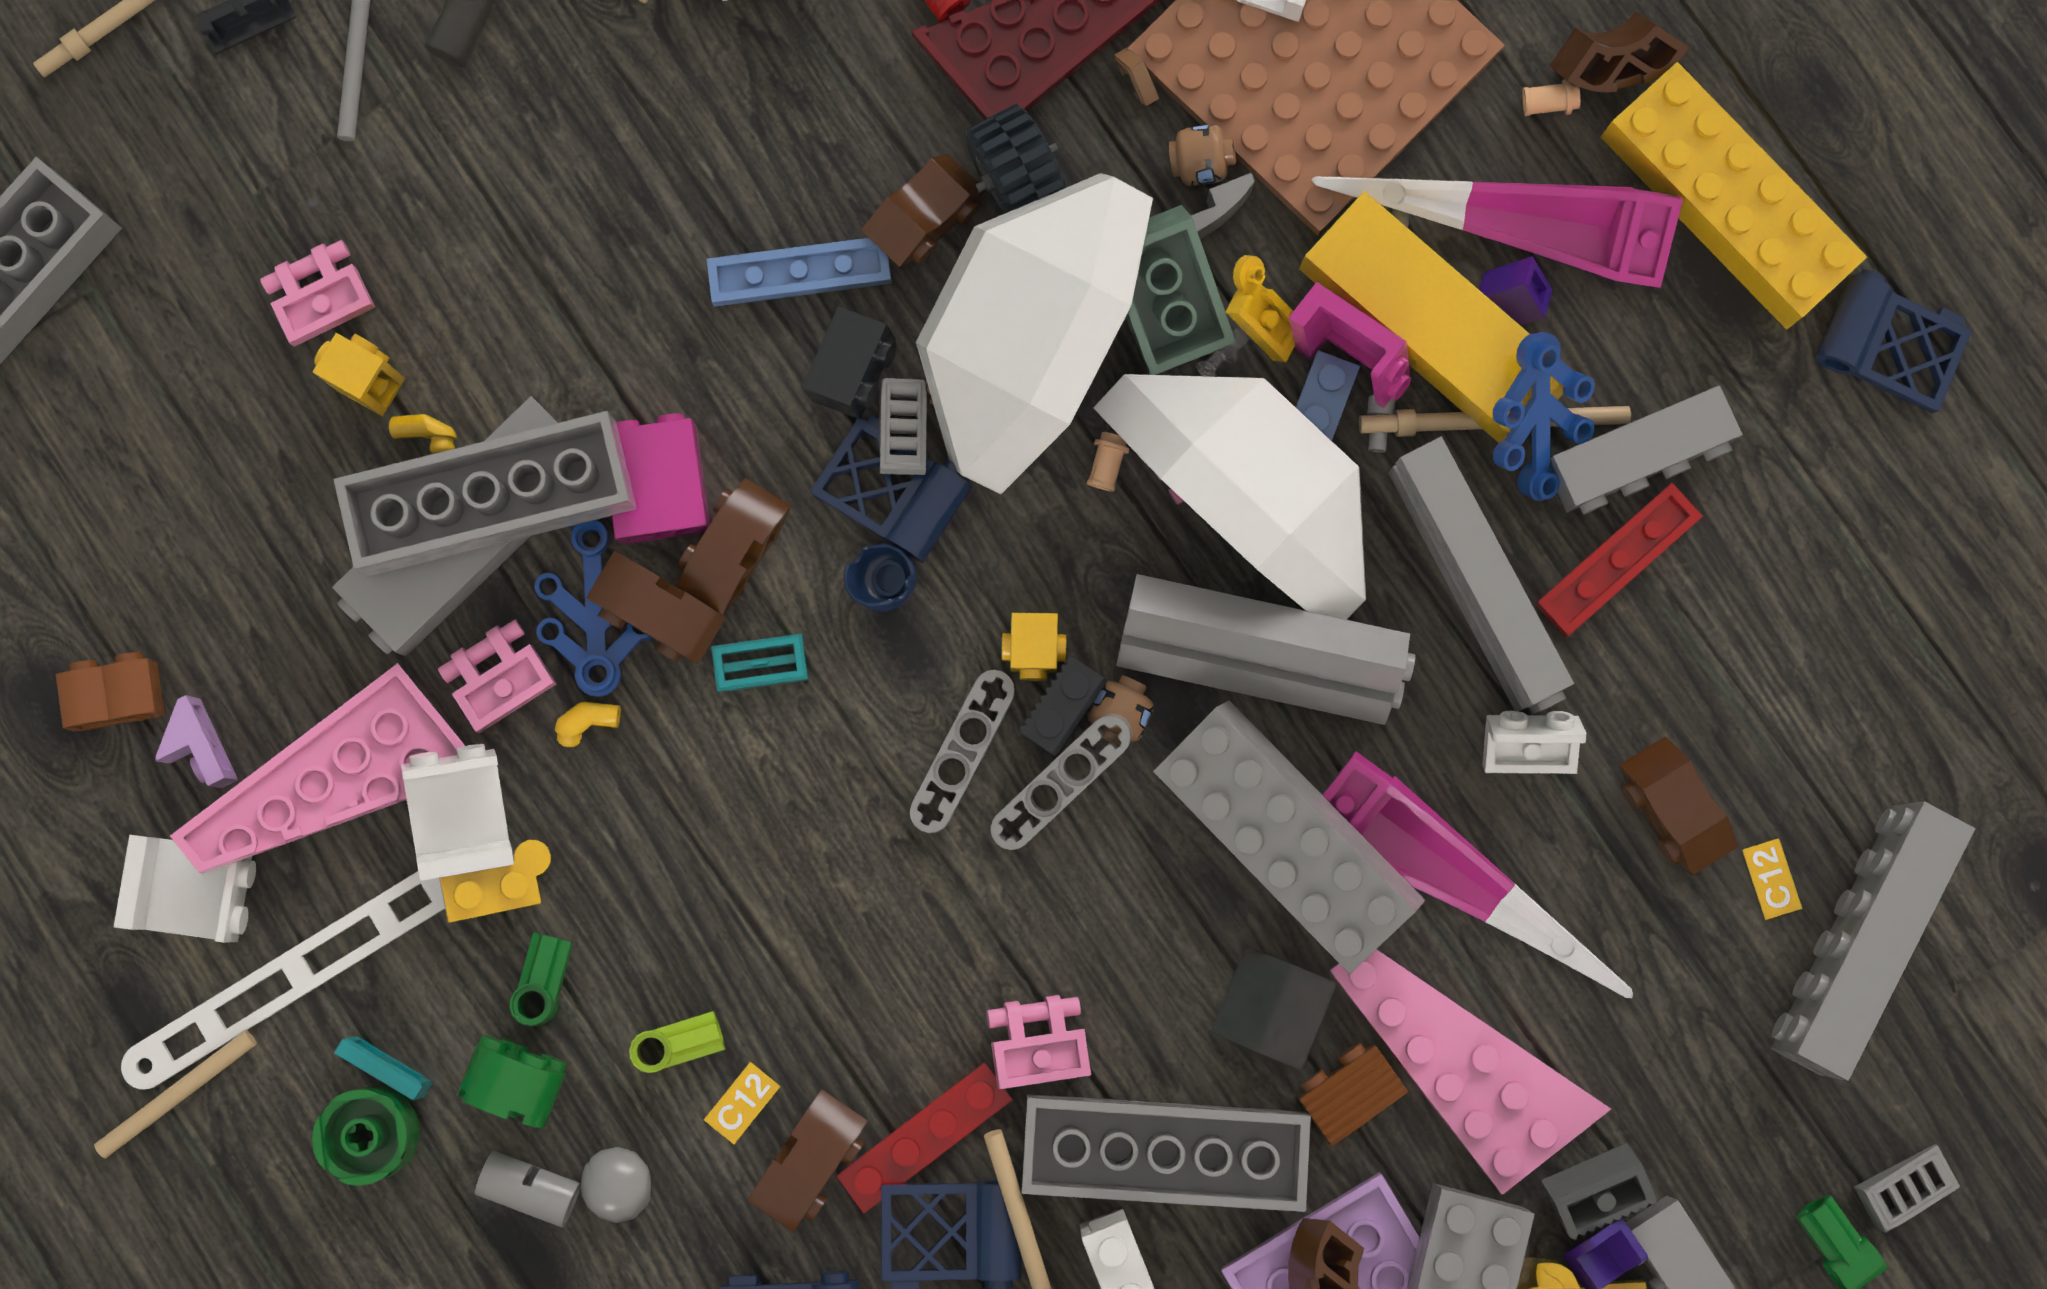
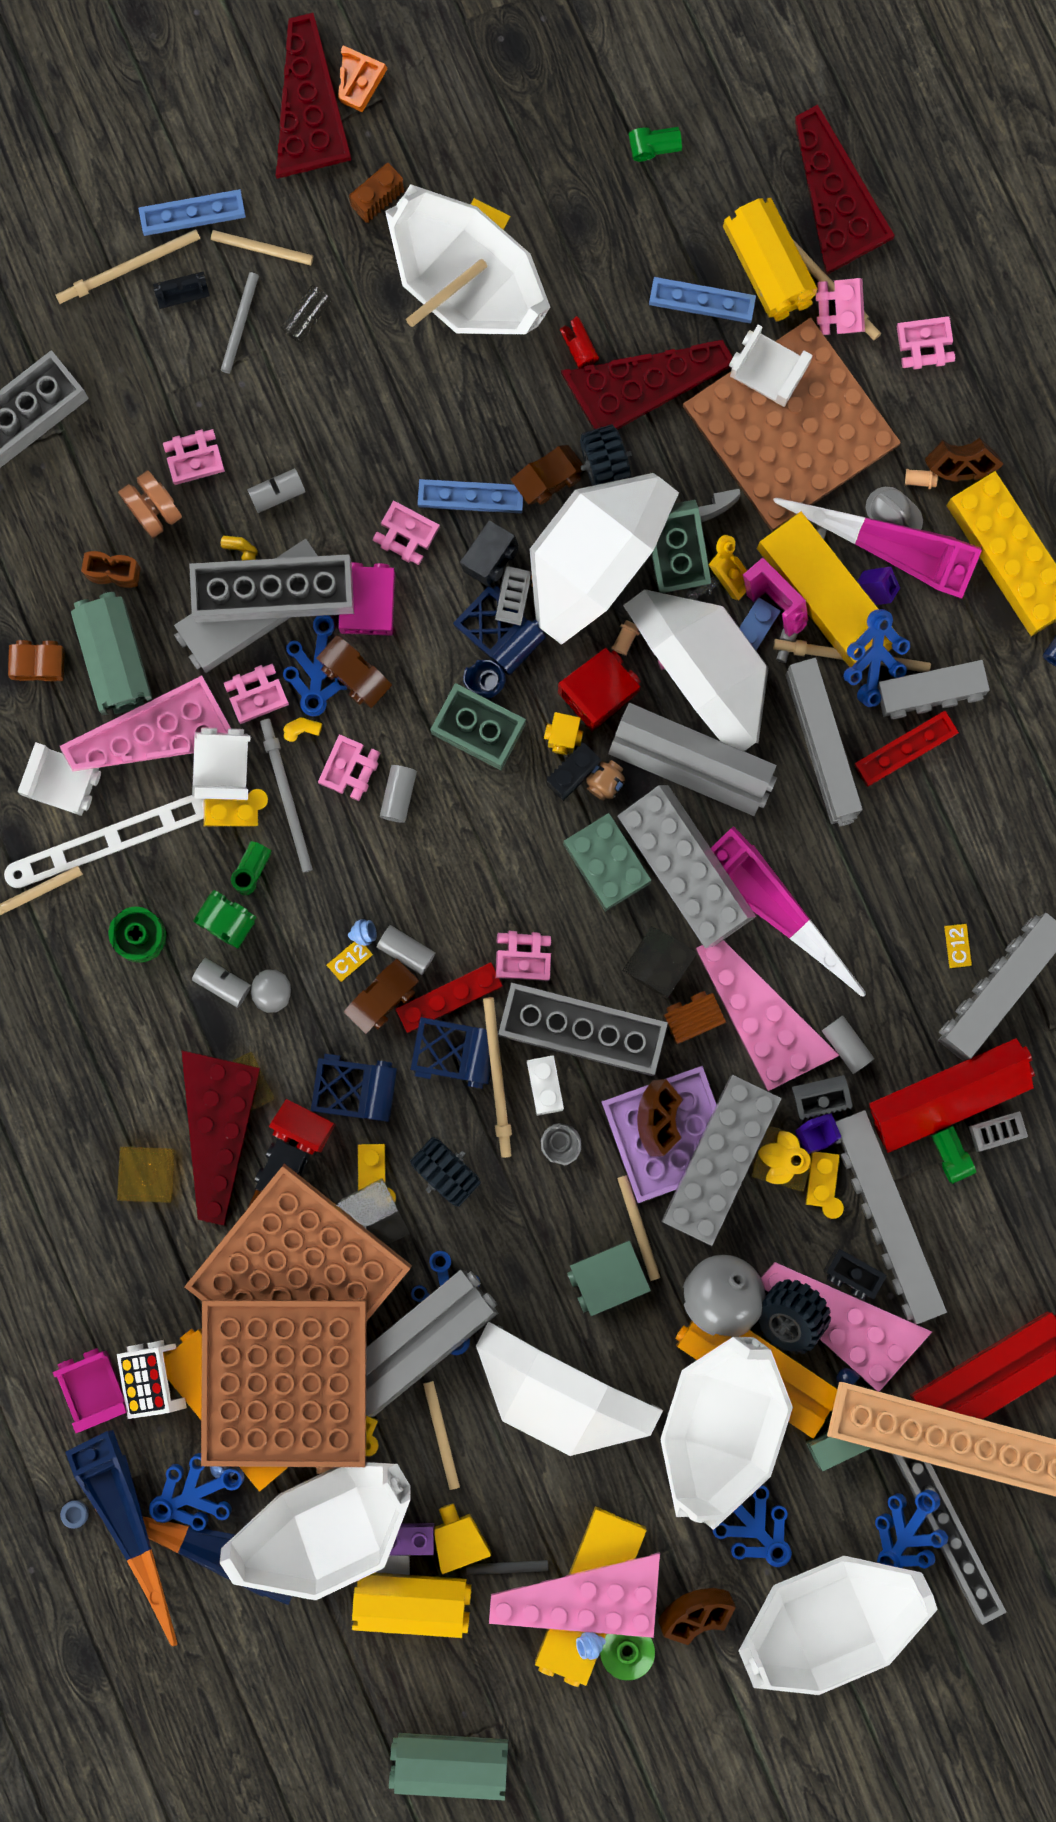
camera: 10 degrees right, 0 degrees up
(193, 732) = (78, 693): lavender slope -> none
(204, 512) = (105, 569): none -> dark orange brick
(233, 657) = (111, 653): none -> sand green brick
(254, 387) = (150, 504): none -> nougat wheel
(358, 372) = (210, 506): yellow brick -> none
(384, 1067) = (153, 900): teal tile -> none
(467, 323) = (276, 490): none -> light grey pin
(542, 761) = (272, 747): none -> light grey bar
(665, 771) = (341, 764): none -> bright pink plate
(681, 1042) = (323, 917): lime piece -> none
(705, 340) = (409, 525): none -> bright pink plate
(732, 545) = (403, 644): reddish brown brick -> none
(756, 1053) = (363, 932): none -> light blue plate
(771, 802) = (398, 793): none -> light grey pin
(798, 658) = (406, 704): teal tile -> none
(834, 1070) = (406, 950): none -> light grey pin
(885, 661) = (478, 726): none -> sand green brick
(957, 749) = (507, 783): light grey beam -> none
(1063, 783) = (564, 812): light grey beam -> none
(1079, 556) = (599, 688): none -> red slope
(1135, 67) = (686, 420): medium nougat tile -> none
(1151, 853) = (607, 862): none -> sand green brick
(1201, 155) = (713, 473): medium nougat head -> none
(1513, 156) = (893, 507): none -> light grey piece
(1532, 743) = (835, 842): white bracket -> none
(1623, 1088) = (848, 1044): none -> light grey pin
(1677, 806) = (911, 893): reddish brown brick -> none
(1823, 1145) = (952, 1095): none -> red brick

